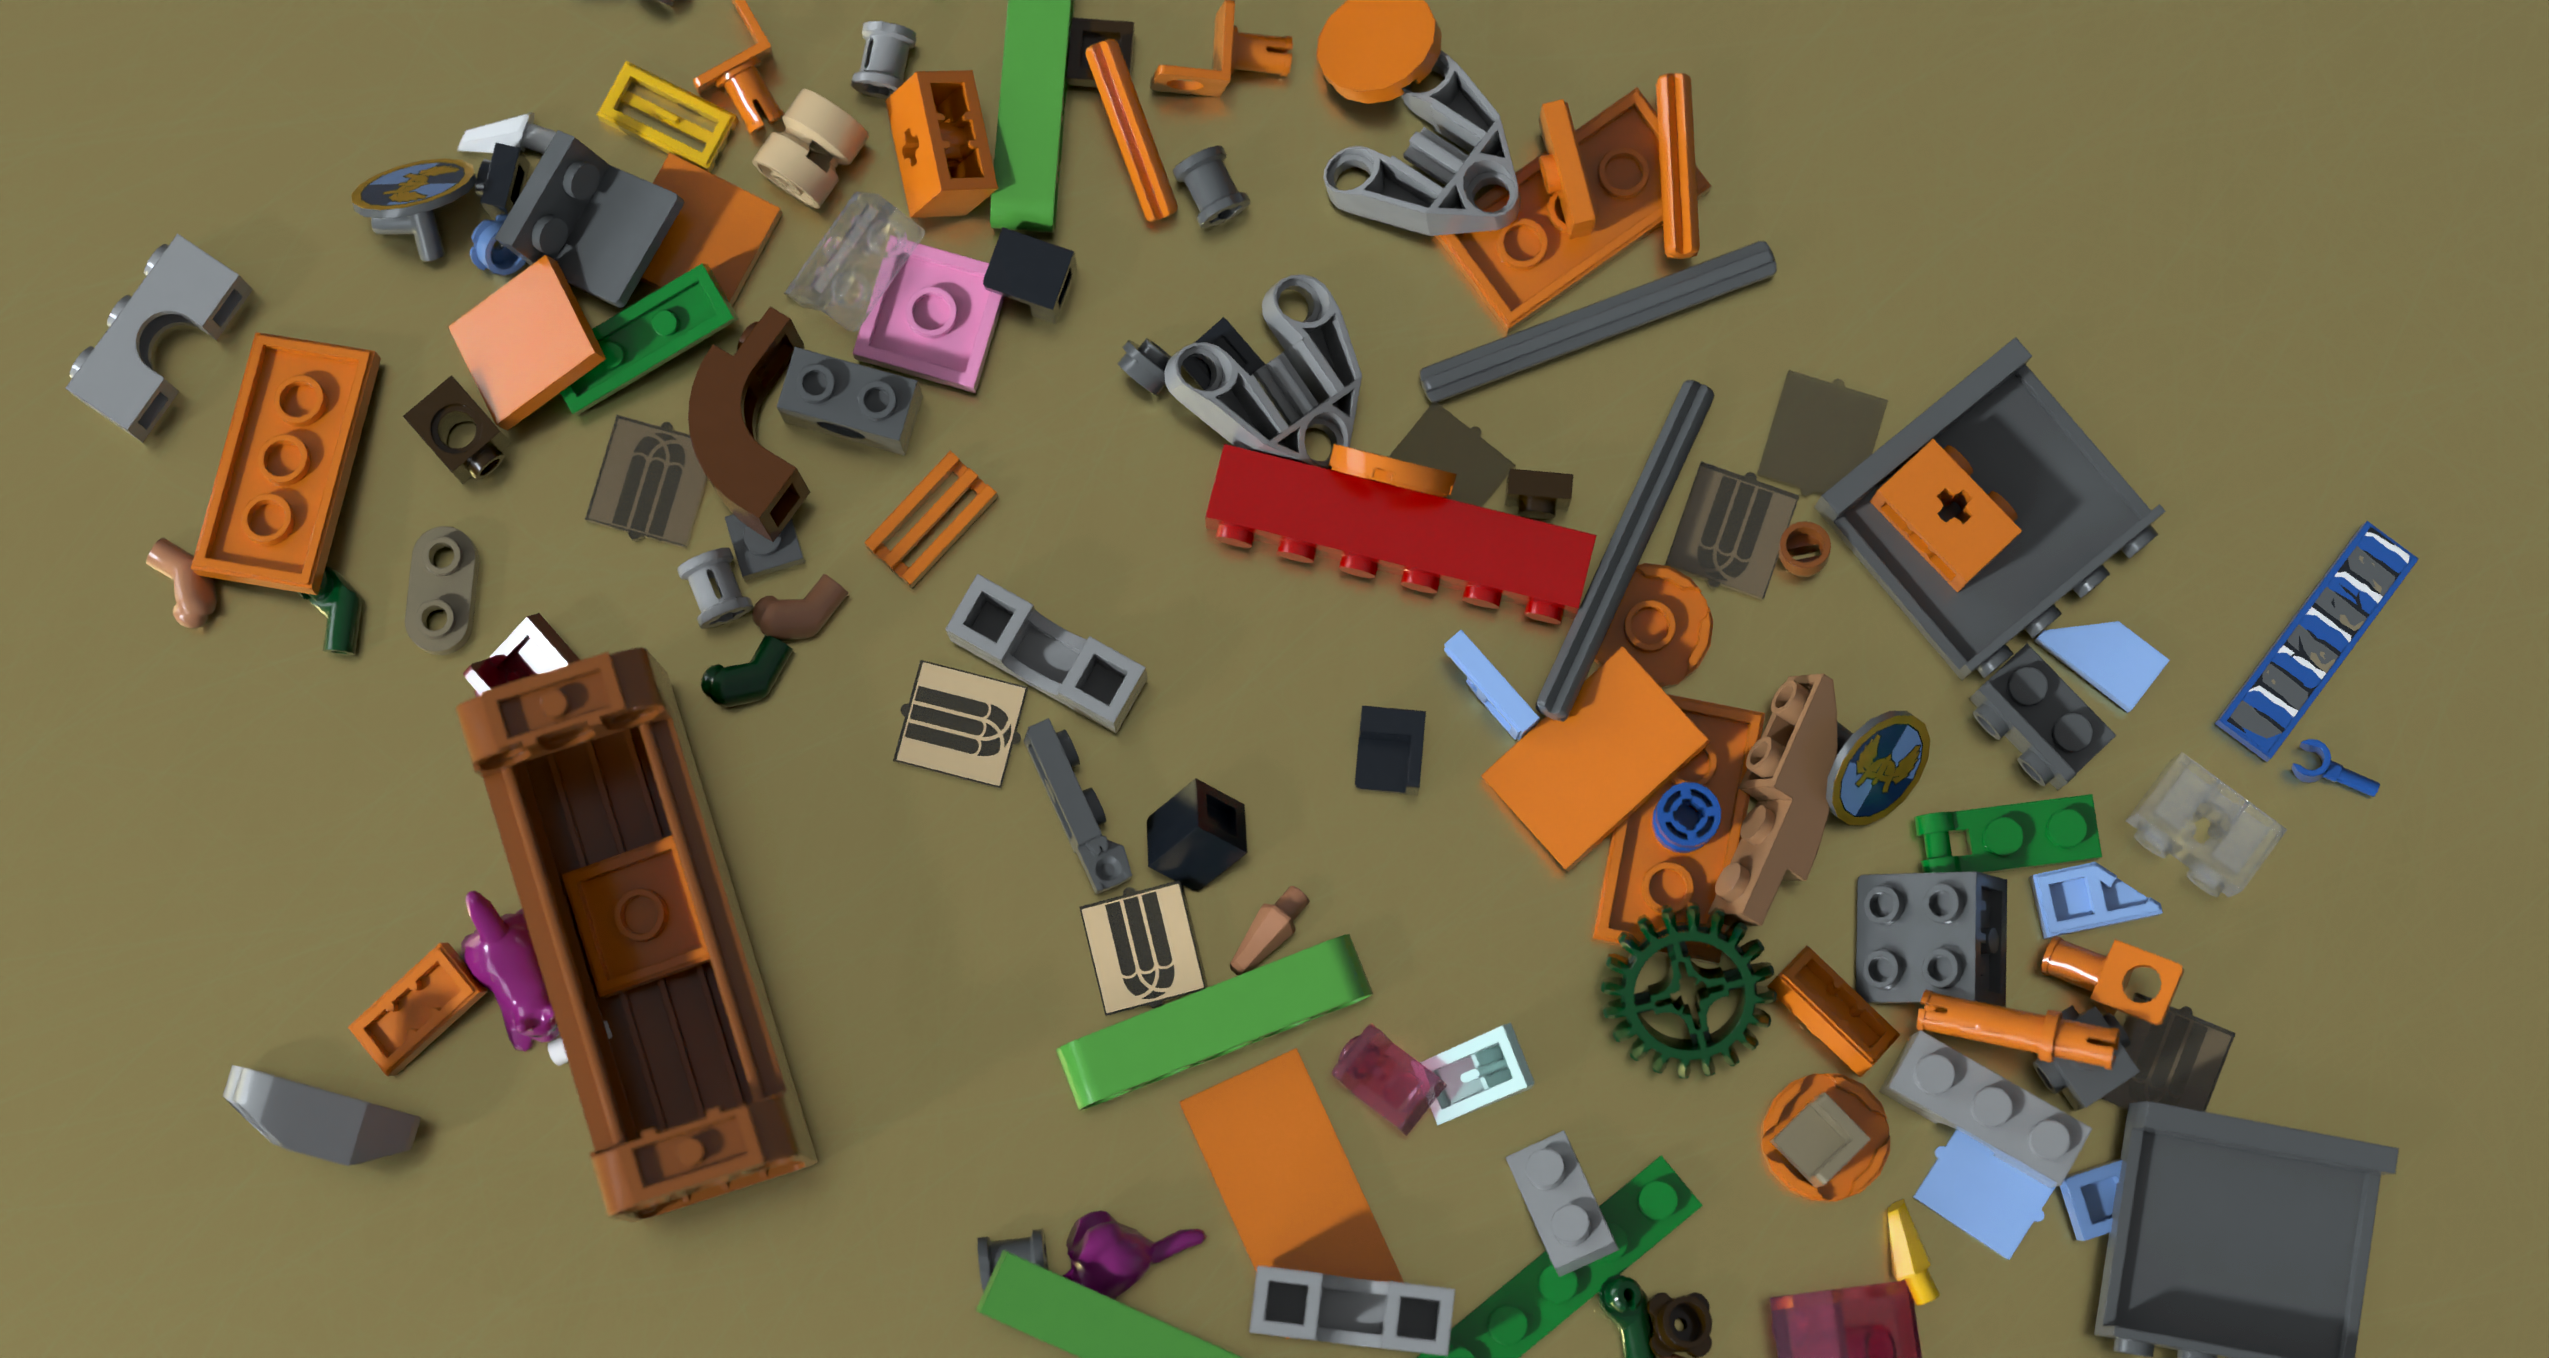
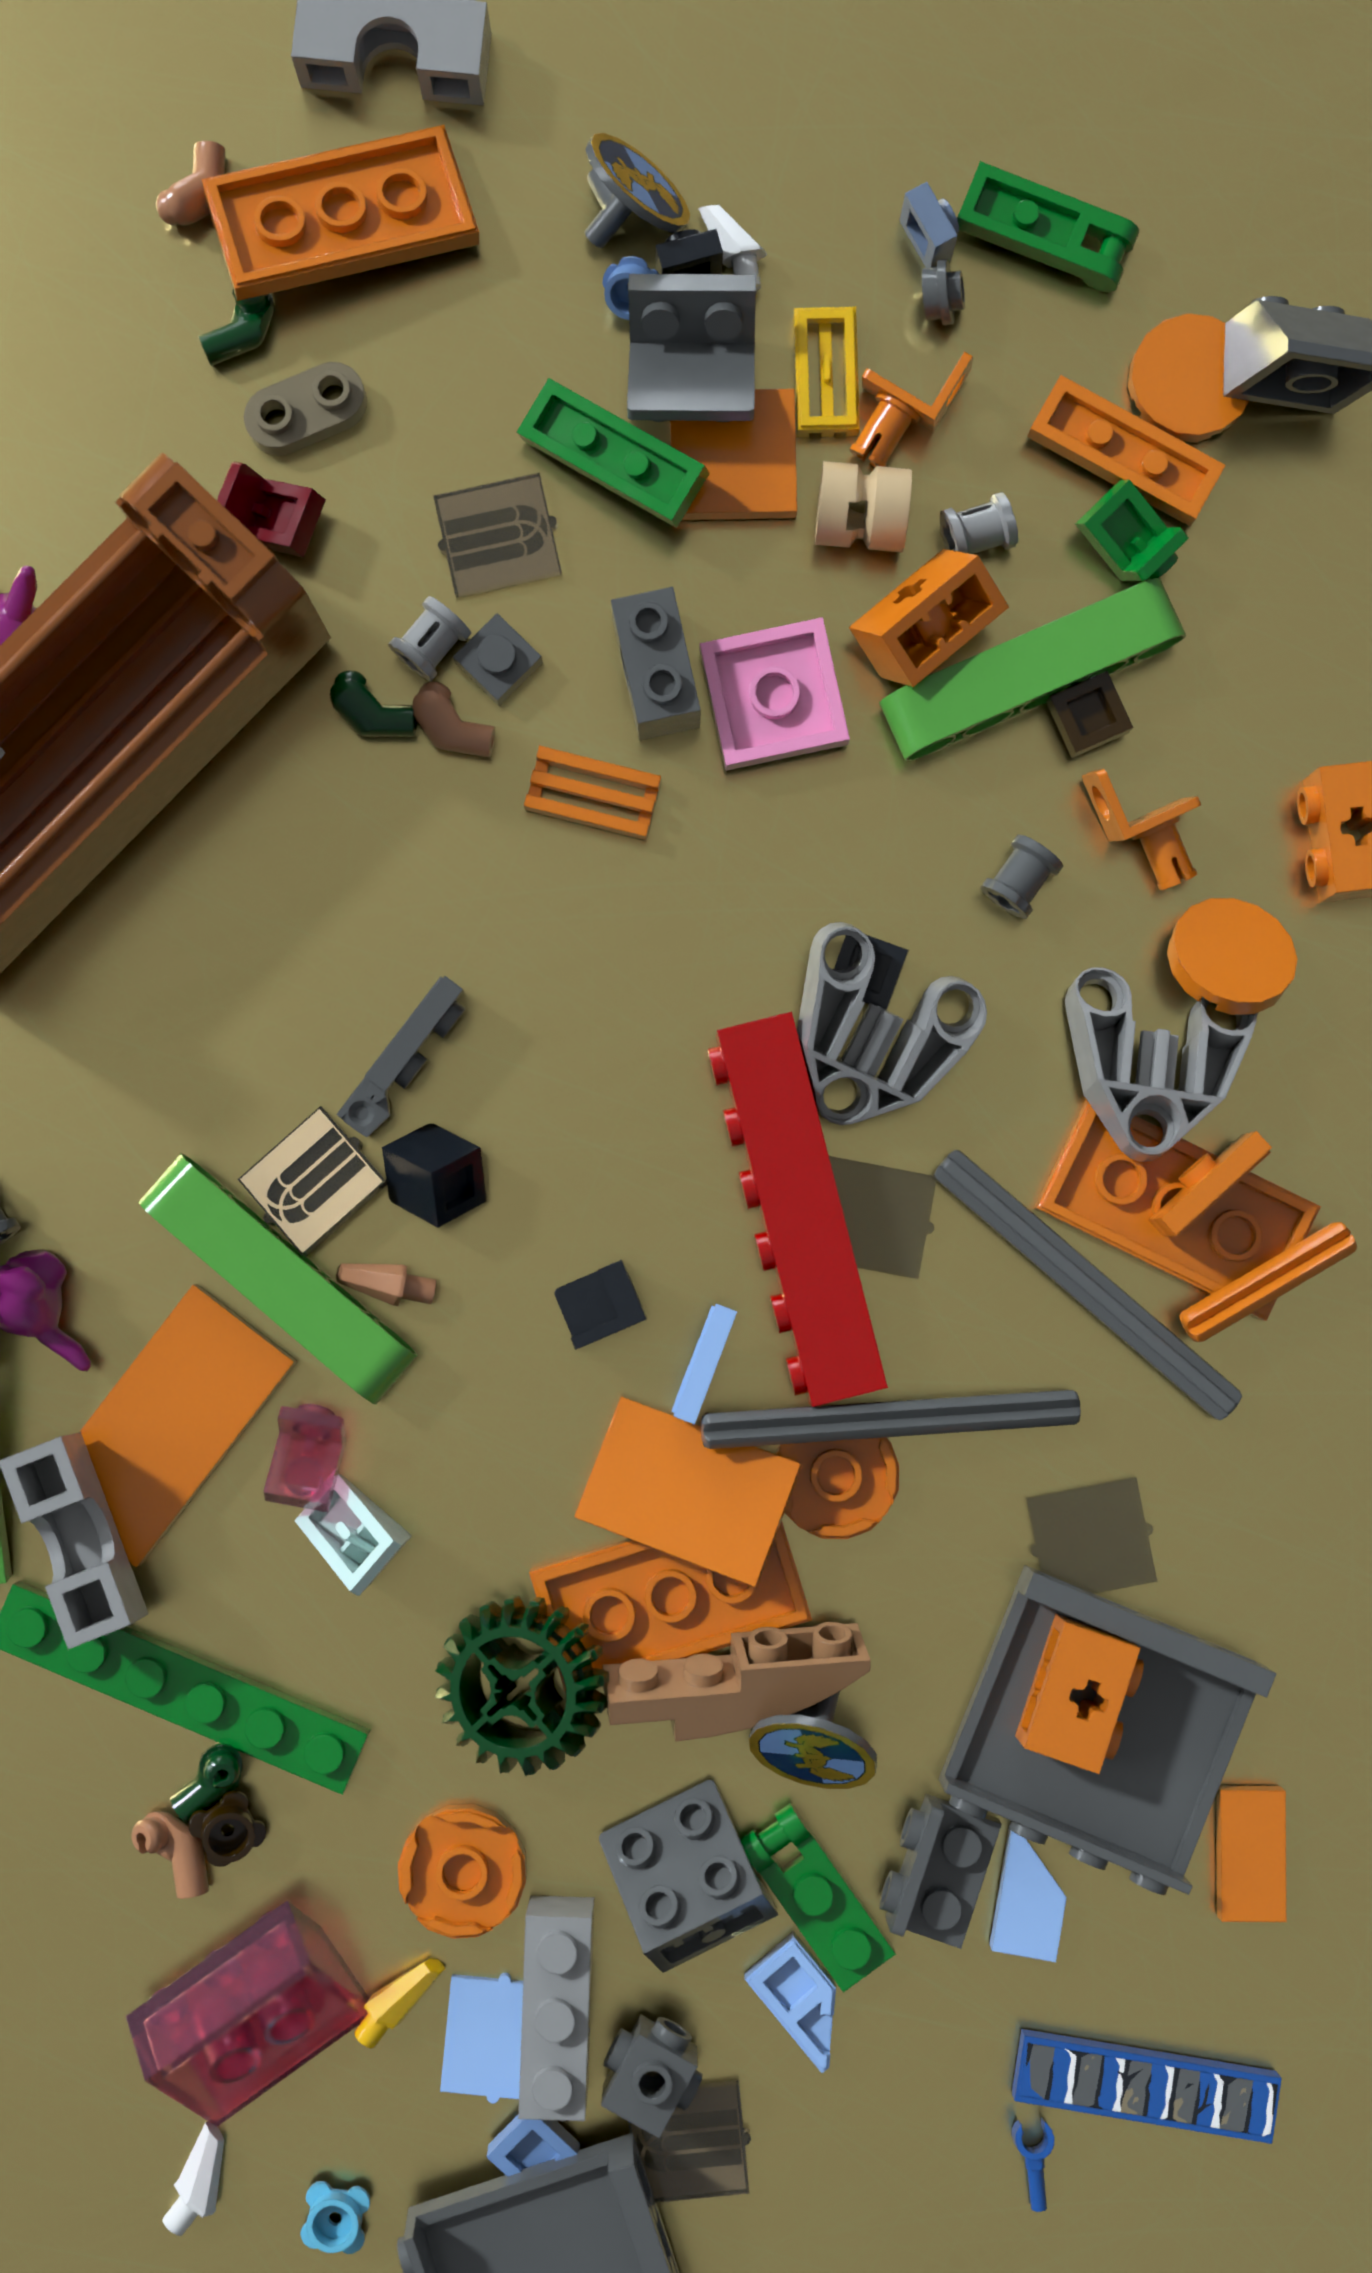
camera: 60 degrees right, 5 degrees up
(440, 412) = (448, 317): dark brown brick -> none
(526, 342) = (555, 356): orange tile -> none
(636, 917) = (90, 718): orange tile -> none
(722, 422) = (573, 566): reddish brown arch -> none
(856, 260) = (783, 602): clear bracket -> none
(961, 724) = (427, 917): piece -> none
(1031, 273) = (855, 759): black panel -> none
(1046, 656) = (521, 956): light grey arch -> none
(1131, 130) = (1034, 777): orange axle -> none
(1145, 364) = (829, 904): dark grey plate -> none
(1392, 471) = (848, 1173): orange tile -> none
(1538, 492) = (900, 1314): dark brown plate -> none
(1561, 1203) = (275, 1670): light grey plate -> none
(1676, 822) = (672, 1592): blue wheel -> none
(1731, 530) = (963, 1502): clear smoke piece -> none
(1804, 539) = (988, 1571): dark orange hinge -> none
(1820, 1140) = (446, 1876): dark tan panel -> none
(1834, 1011) = (575, 1823): orange plate -> none
(2018, 1029) = (636, 2013): orange pin -> none
(2110, 975) = (735, 2062): orange bracket -> none
(2163, 445) = (1251, 1853): none -> orange tile
(2238, 830) = (928, 2112): clear brick -> none

